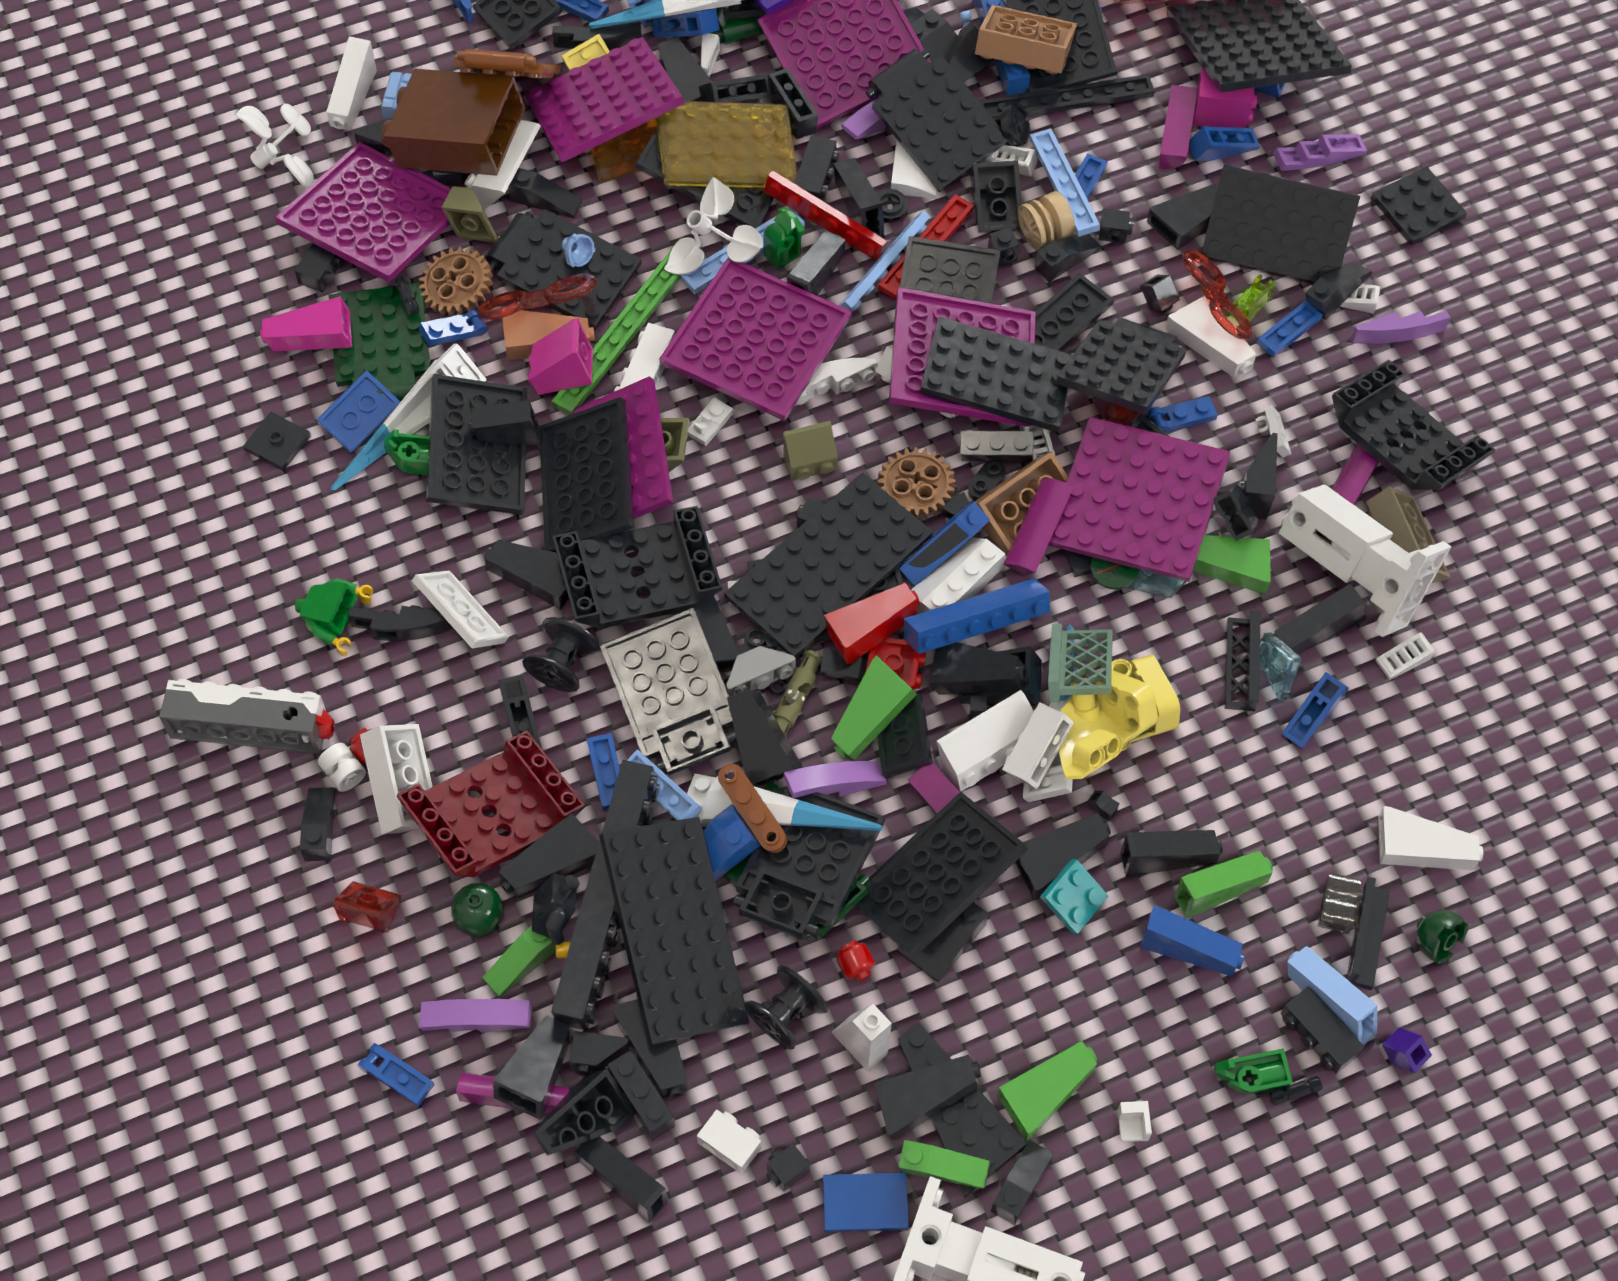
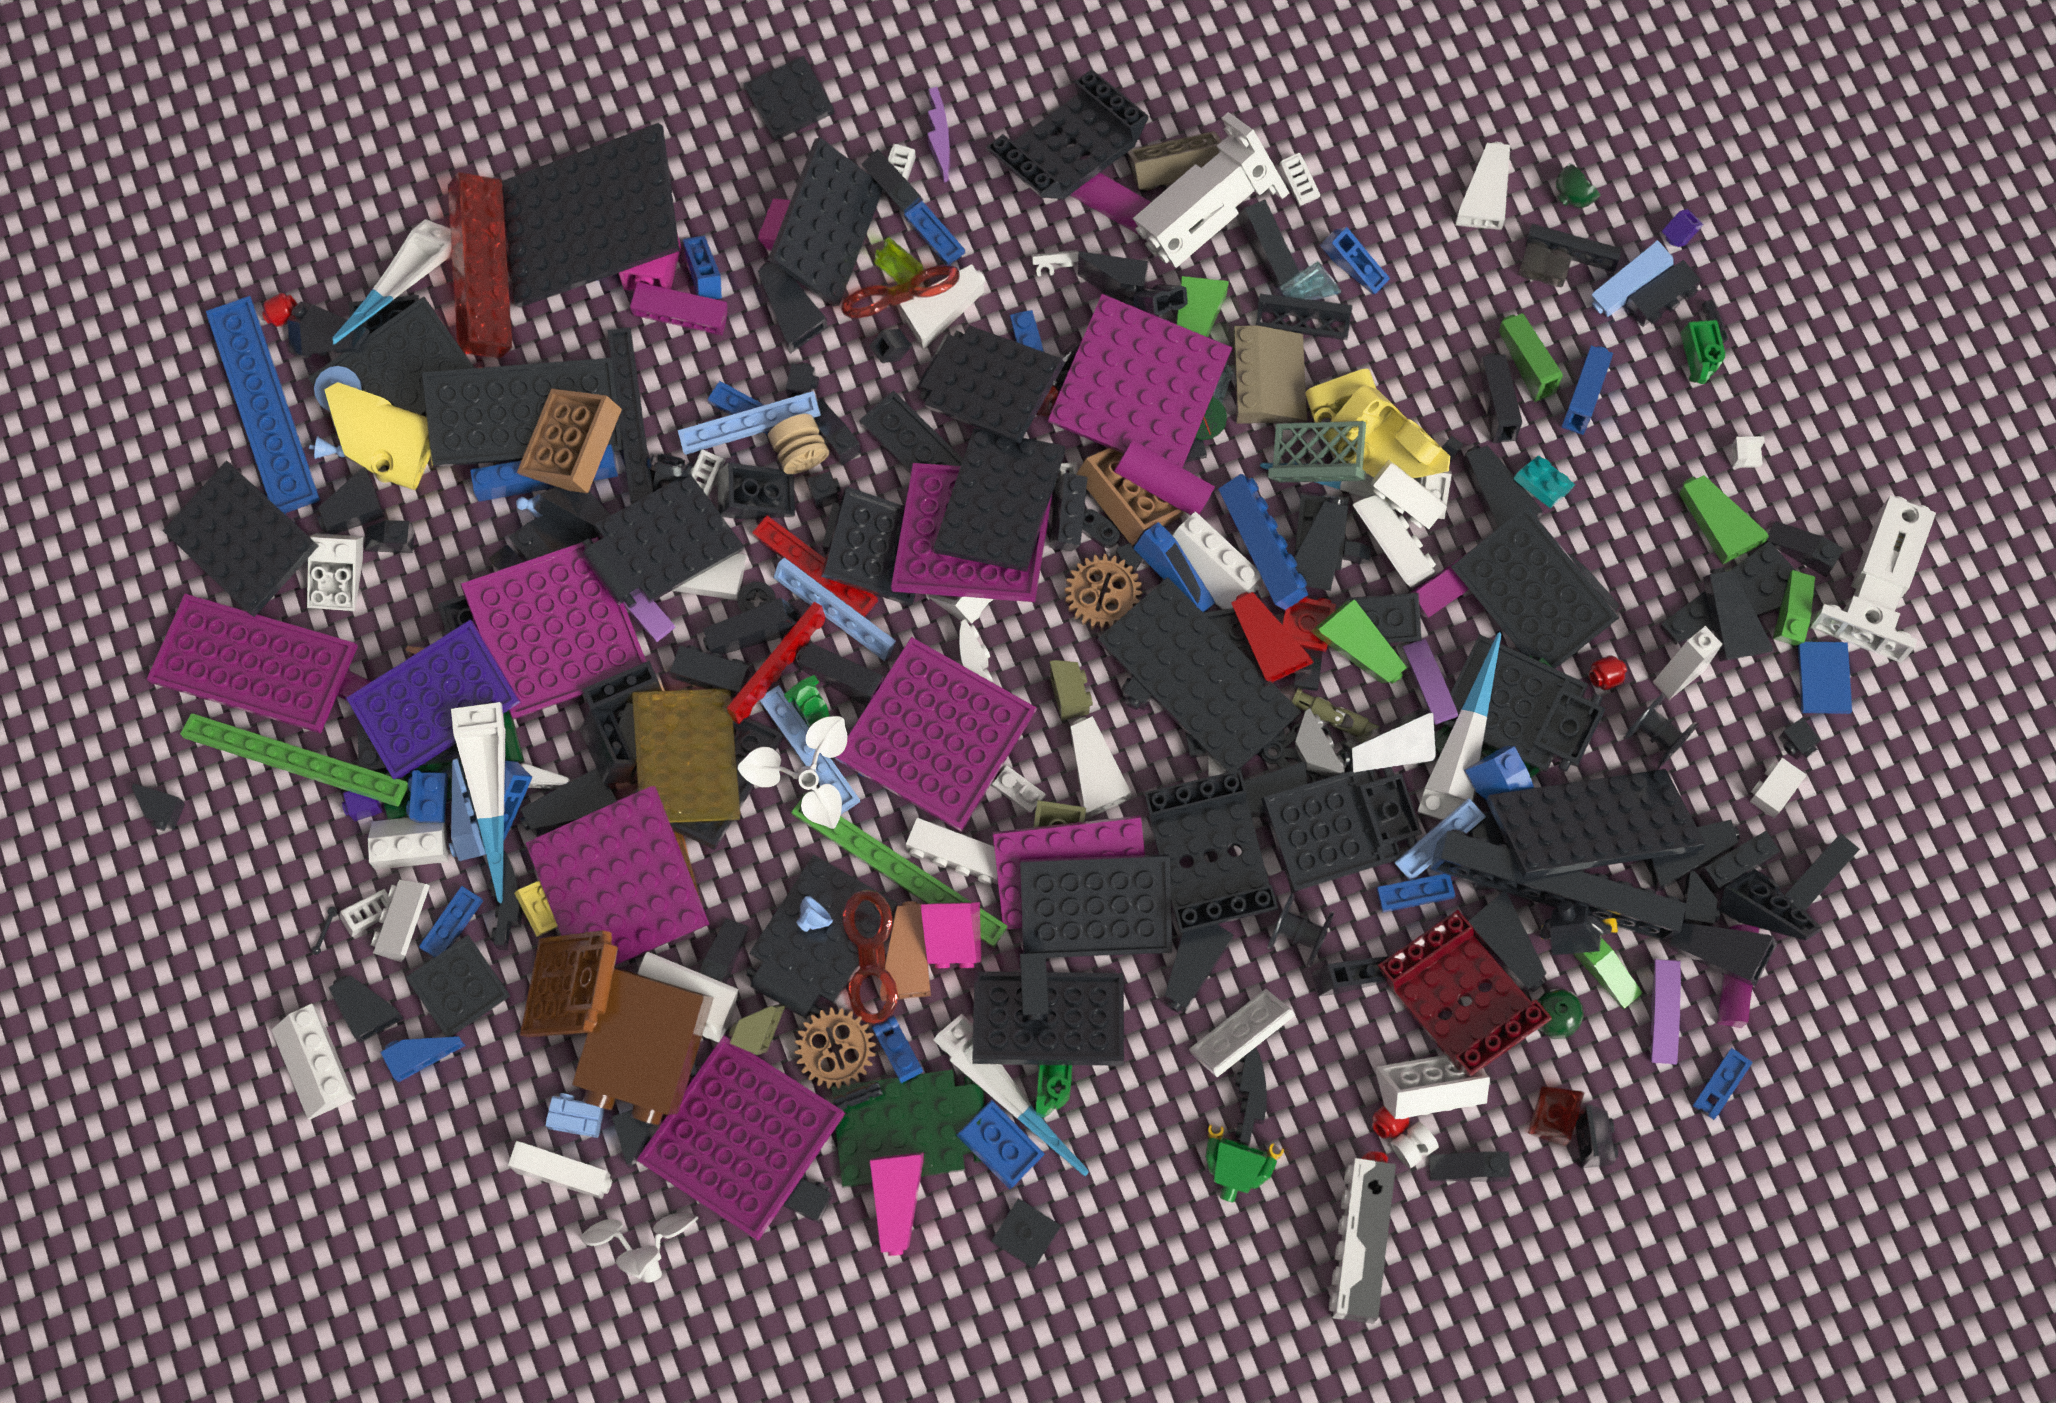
camera: 85 degrees left, 10 degrees up
(336, 931) = (1595, 1138): none -> black slope
(731, 481) = (1098, 774): none -> white slope
(752, 808) = (1472, 750): dark orange plate -> none
(1173, 624) = (1269, 375): none -> dark tan slope
(1325, 151) = (718, 179): medium lavender slope -> none

